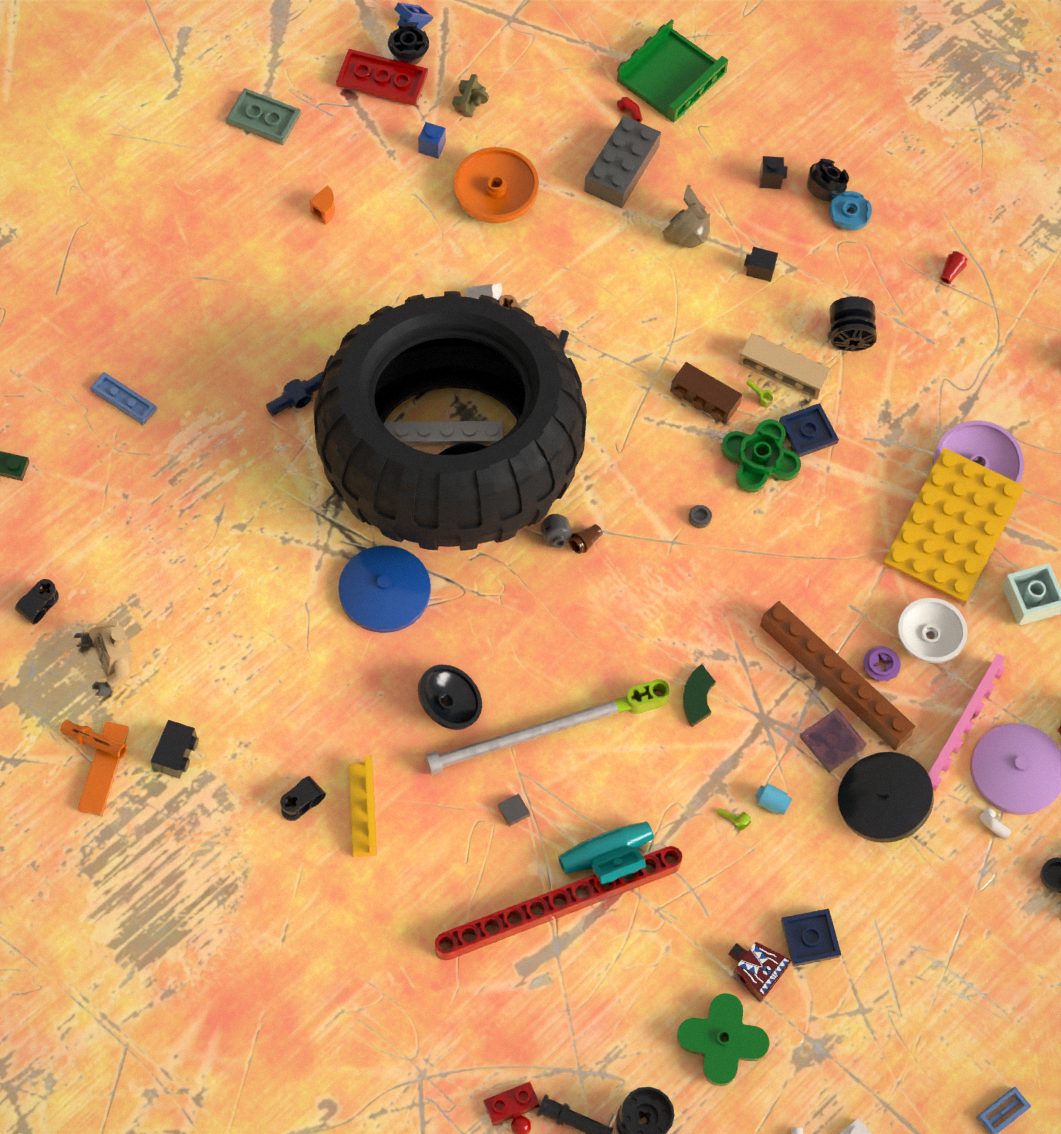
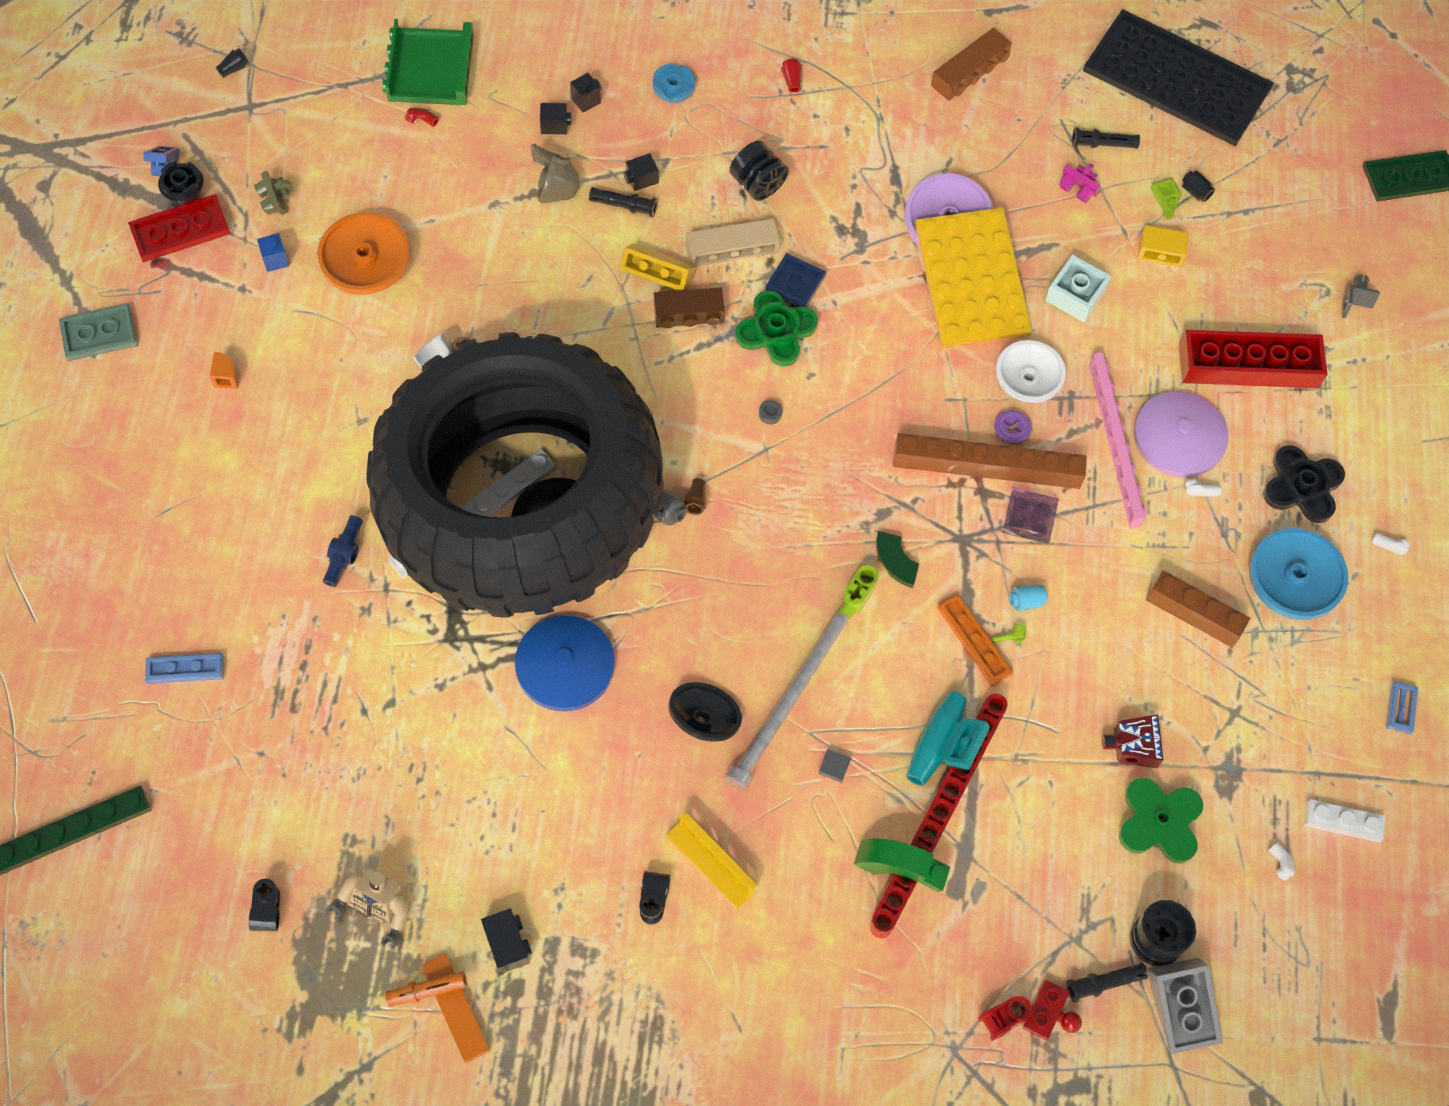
camera: 40 degrees left, 0 degrees up
(473, 1082) = (1000, 1018): none -> red piece
(496, 911) = (899, 858): none -> green arch
(622, 161) = (454, 163): dark grey brick -> none
(704, 800) = (974, 639): none -> orange tile
(707, 345) = (657, 267): none -> yellow brick
(730, 177) = (554, 118): none -> black brick
(734, 283) = (633, 203): none -> black pin
(763, 394) = (733, 277): lime hand -> none
(811, 937) = (1151, 685): dark blue plate -> none
(826, 180) = (636, 70): black cone -> none
(886, 797) = (1111, 529): black dish -> none
(901, 909) = (1198, 609): none -> dark orange brick
(1009, 944) = (1298, 574): none -> dark azure dish

